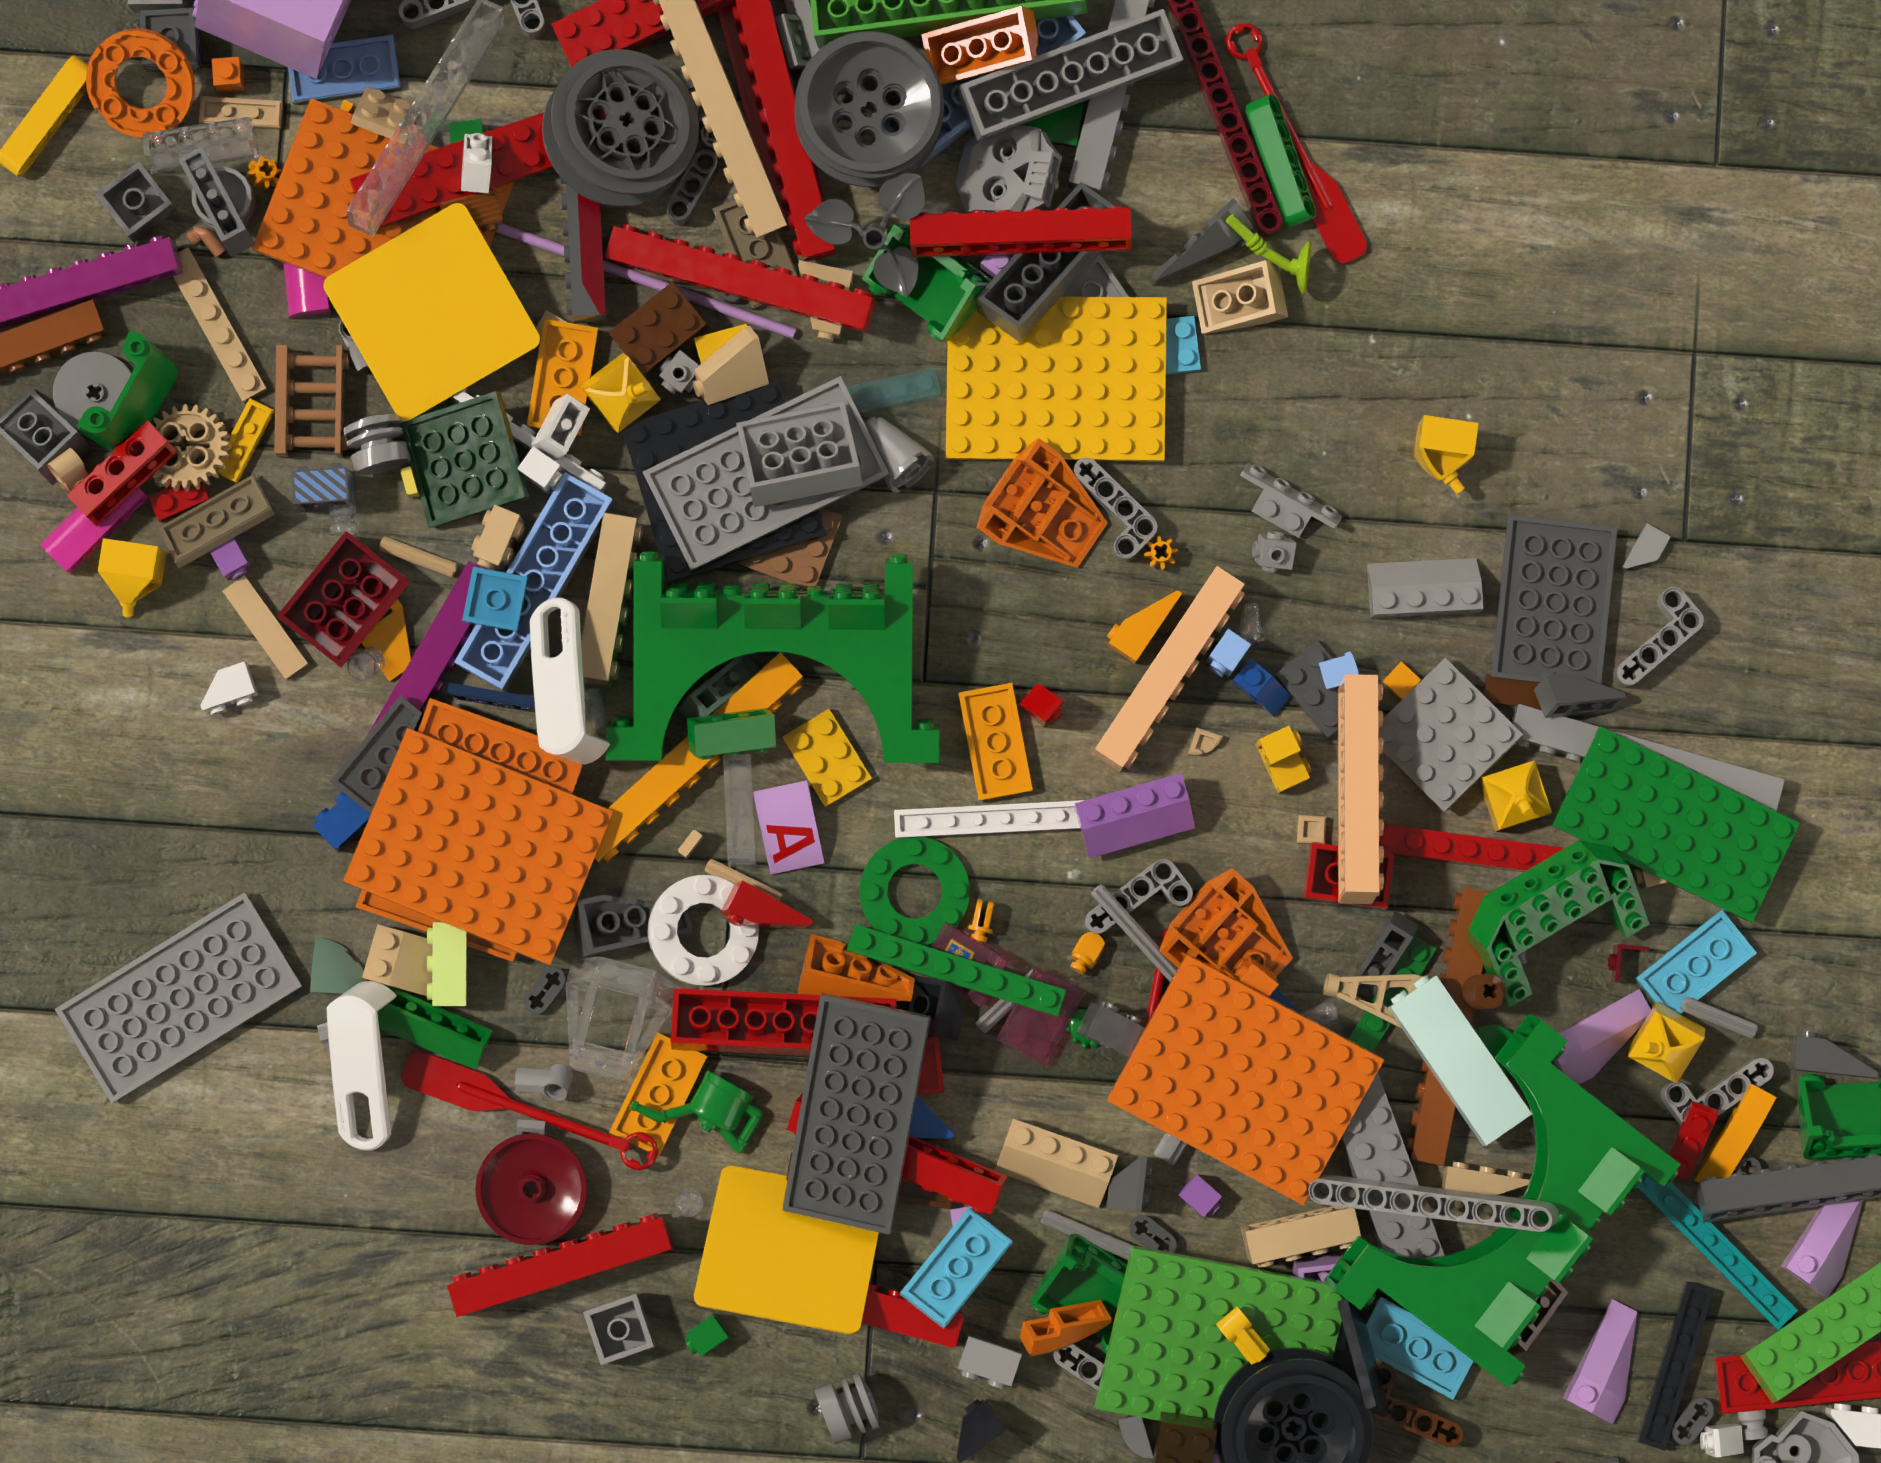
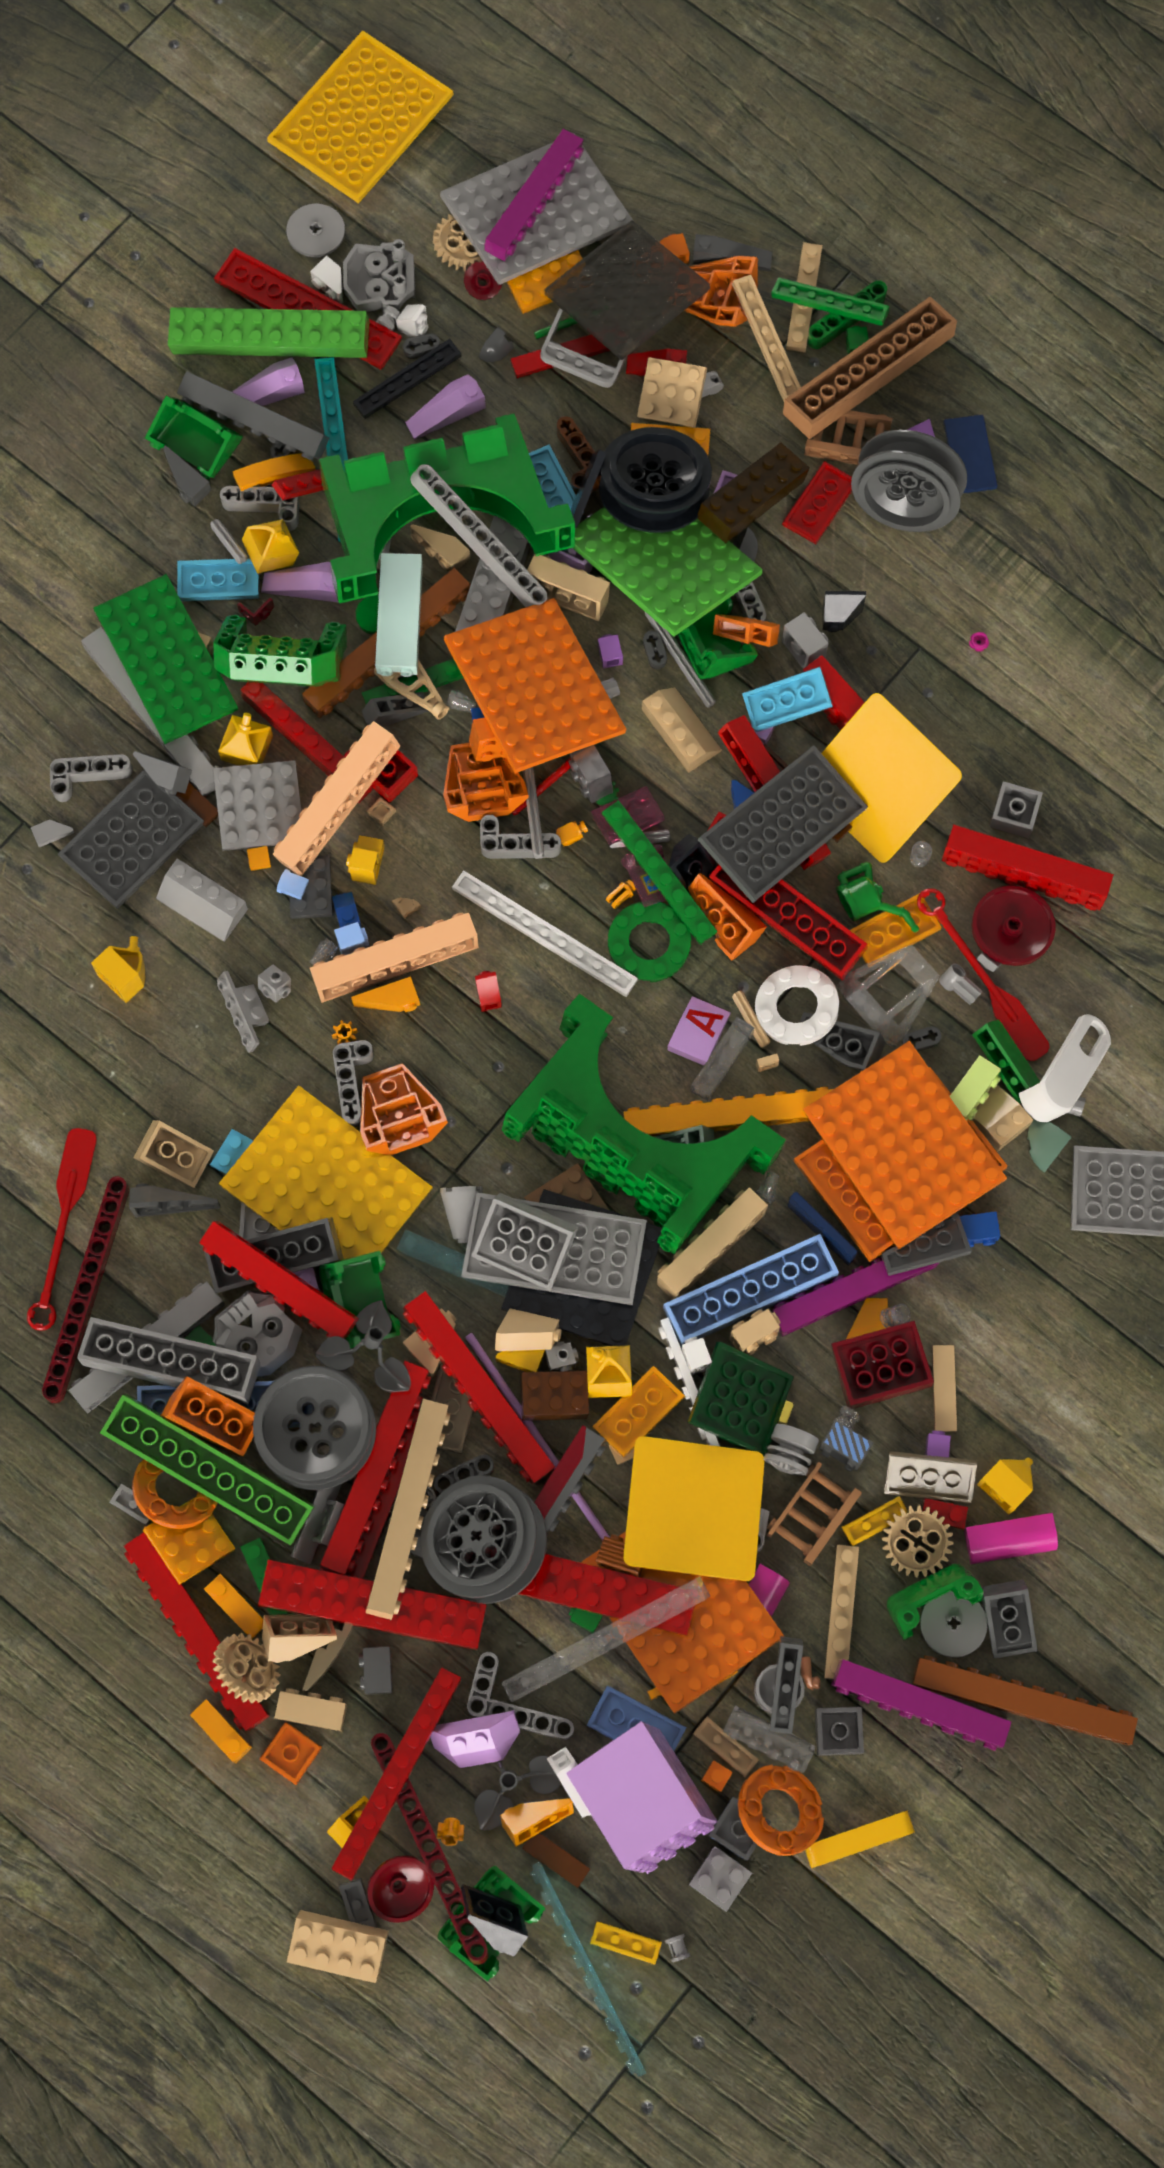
camera: 140 degrees left, 10 degrees down
(68, 469) = (1006, 1573): tan piece -> none
(119, 487) = (938, 1547): red brick -> none
(229, 687) = (994, 1364): white slope -> none
(263, 173) = (746, 1691): light orange gear -> none
(379, 112) = (632, 1669): tan plate -> none
(418, 557) = (813, 1363): tan axle -> none
(476, 163) = (595, 1583): white slope -> none
(495, 599) = (785, 1290): dark azure plate -> none
(560, 427) = (664, 1371): white brick -> none
(560, 687) = (781, 1203): white piece -> none
(705, 1336) = (969, 770): green brick -> none
(731, 733) = (694, 1103): green brick -> none
(755, 908) = (756, 991): red slope -> none
(827, 758) = (644, 1057): yellow plate -> none
(847, 1408) = (909, 672): light grey wheel -> none
(995, 741) = (533, 993): light orange plate -> none
(1127, 1186) = (647, 680): dark grey slope -> none
(1135, 815) = (481, 888): medium lavender slope -> none
(1239, 1331) = (646, 548): yellow piece -> none
(1280, 160) = (79, 1220): green beam -> none
(1297, 267) = (121, 1143): lime dish -> none
(1474, 991) = (354, 637): reddish brown piece -> none

